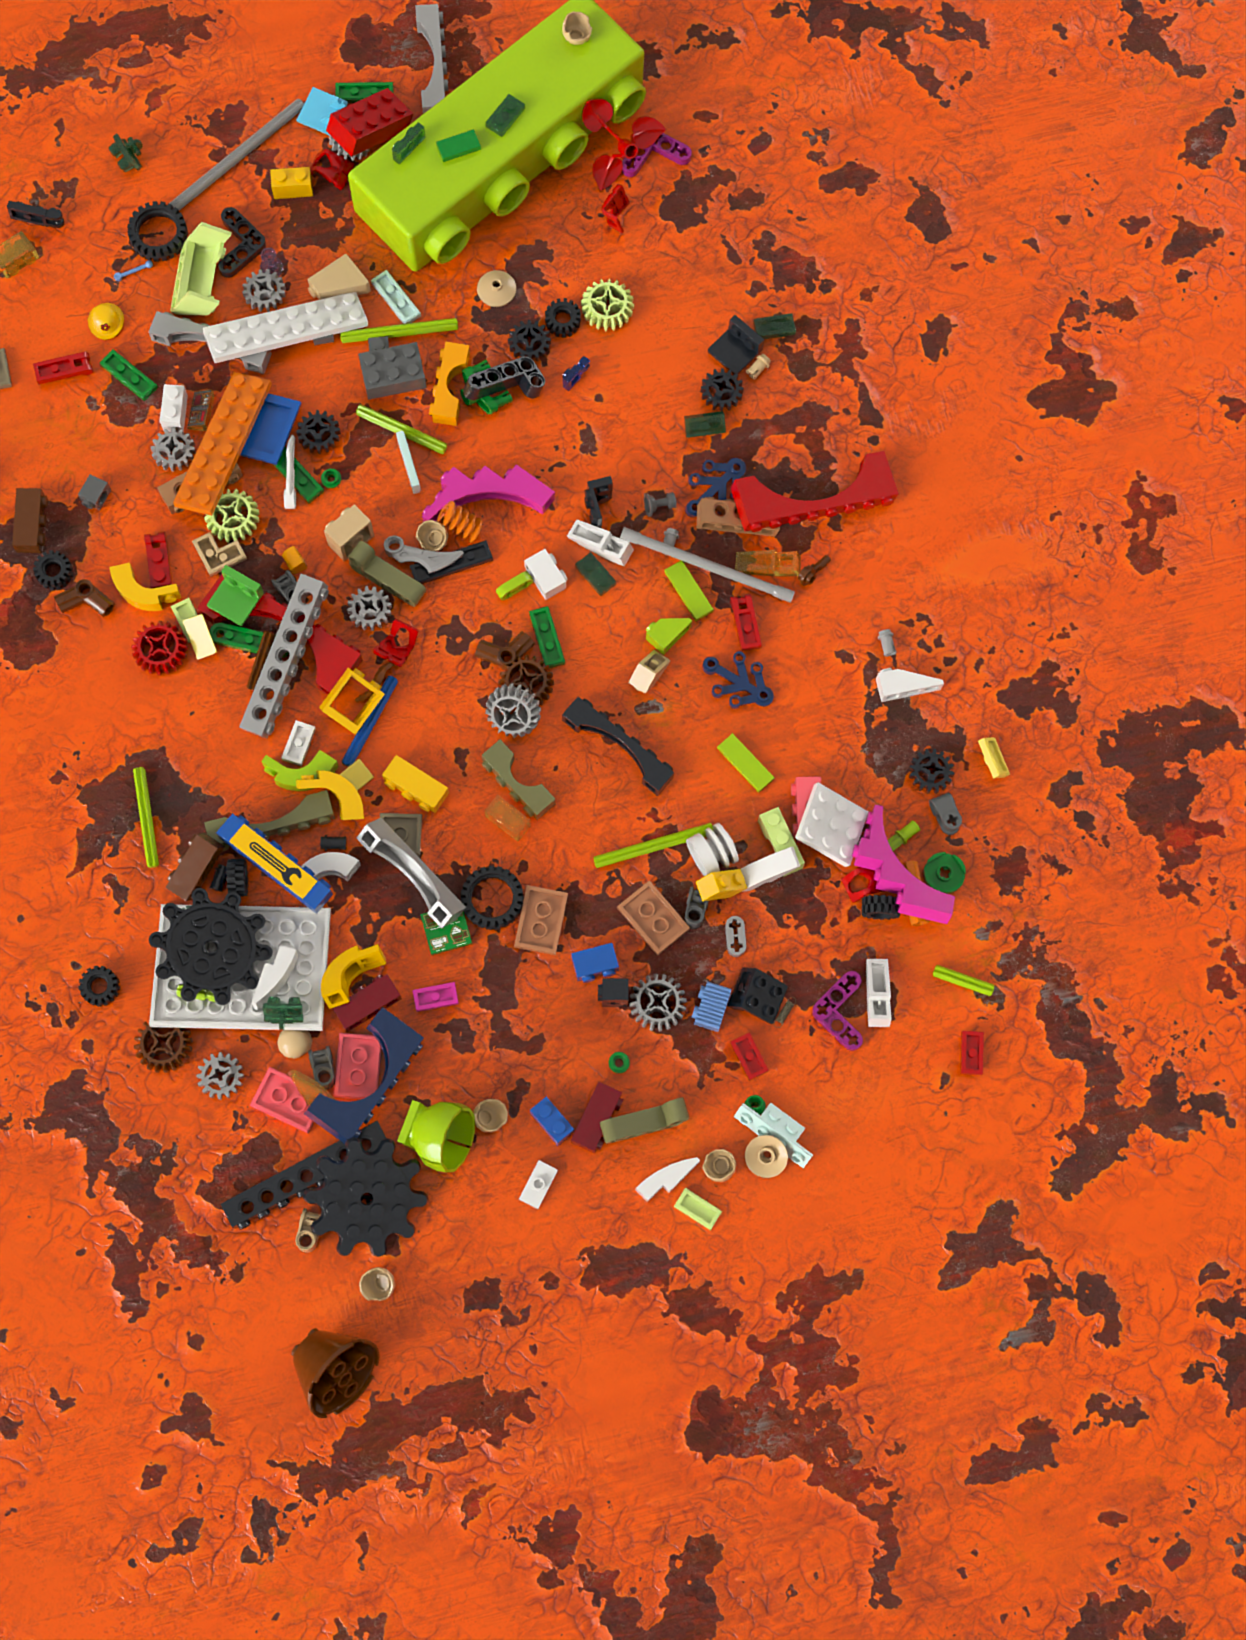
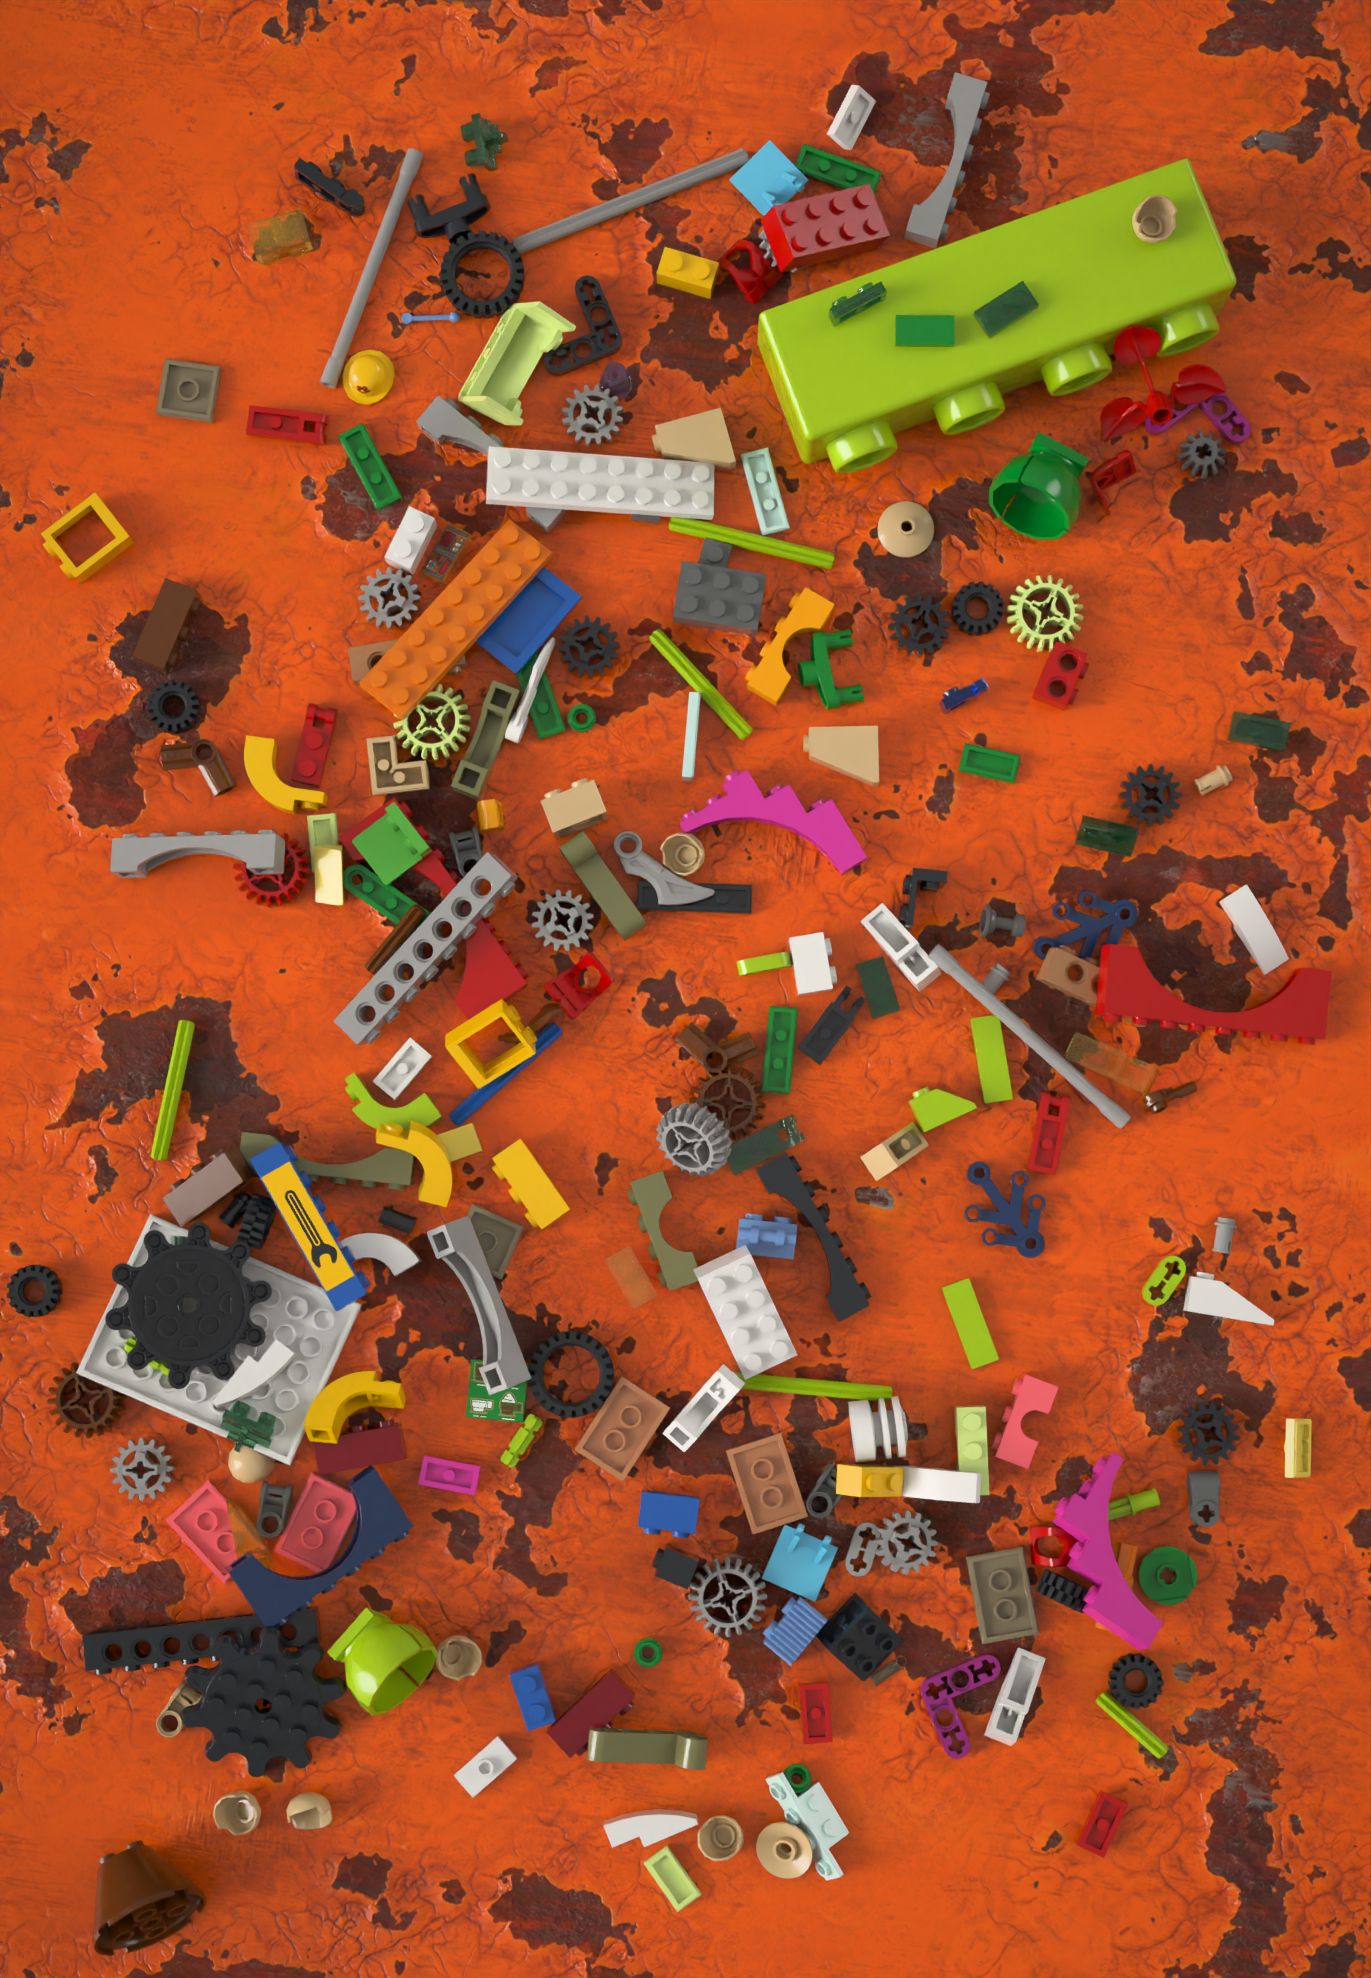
camera: 30 degrees right, 10 degrees up
(65, 671) = (138, 855): none -> light grey arch
(81, 297) = (336, 361): none -> light grey piece
(94, 492) = (264, 620): dark grey brick -> none
(125, 204) = (454, 220): none -> black connector
(273, 512) = (487, 741): none -> olive arch
(360, 56) = (851, 117): none -> white plate
(428, 1263) = (309, 1811): none -> tan hair
(460, 519) = (728, 848): orange piece -> none
(476, 955) = (521, 1440): none -> lime axle
(504, 376) = (858, 673): black beam -> none
(513, 434) = (846, 750): none -> tan slope
(558, 703) = (763, 1145): none -> clear green plate
(574, 228) = (1045, 490): none -> green plate
(574, 610) = (829, 1028): none -> black hinge
(587, 758) = (767, 1238): none -> medium blue brick
(591, 881) = (703, 1408): none -> white arch
(593, 808) = (745, 1312): none -> white brick
(610, 409) = (989, 763): none -> green tile
(630, 338) = (1055, 674): none -> red brick
(666, 175) = (1191, 449): none -> dark grey gear
(697, 960) = (800, 1562): none -> medium azure plate
(736, 346) = (1193, 741): black bracket -> none
(769, 913) = (902, 1552): none -> light grey gear
(823, 445) = (1254, 929): none -> white slope
(831, 824) = (1046, 1456): white plate -> none
(841, 930) = (1002, 1595): none -> dark tan tile
(865, 687) = (1169, 1284): none -> lime beam
(962, 941) = (1118, 1675): none -> black tyre

